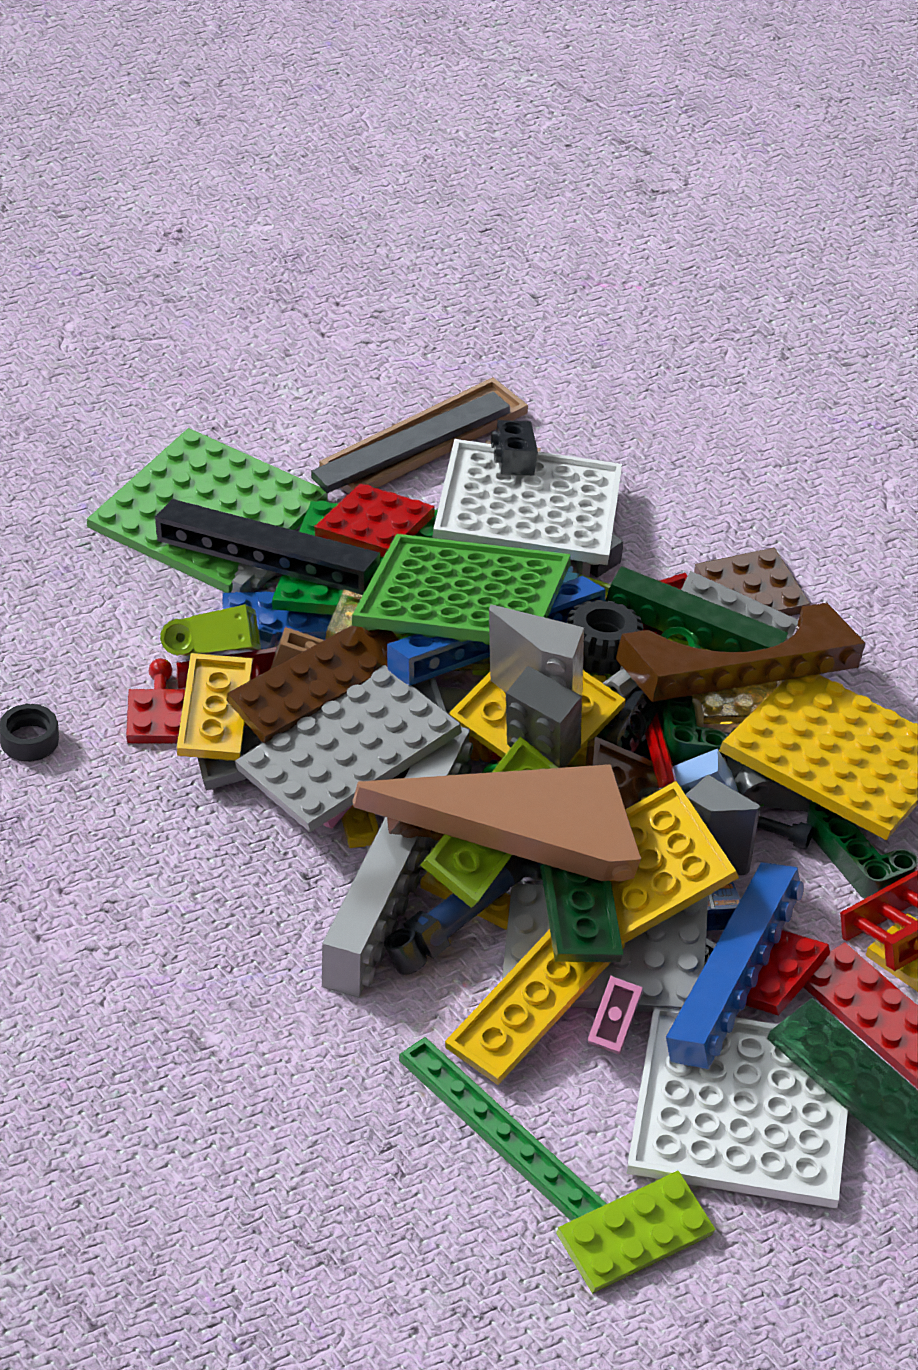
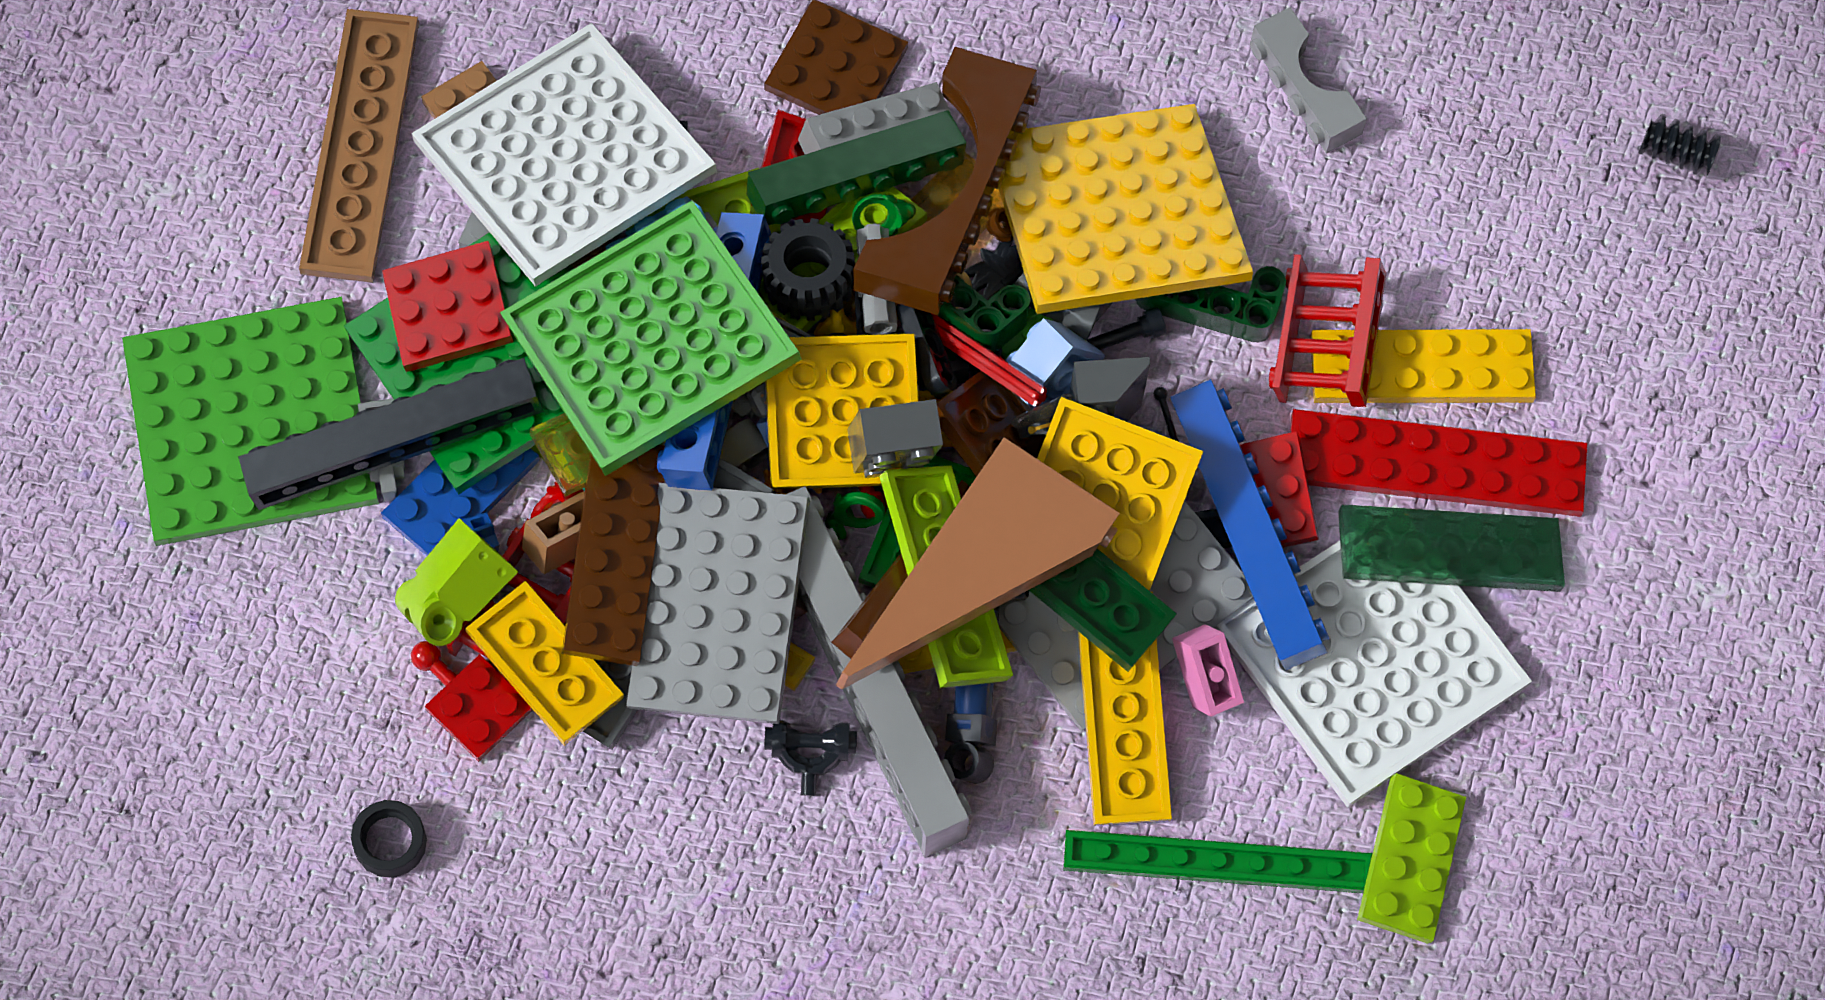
camera: 45 degrees left, 25 degrees up
(308, 857) = (835, 742): none -> black piece
(410, 442) = (363, 169): tile -> none
(514, 447) = (494, 95): black brick -> none
(535, 642) = (857, 382): light grey slope -> none

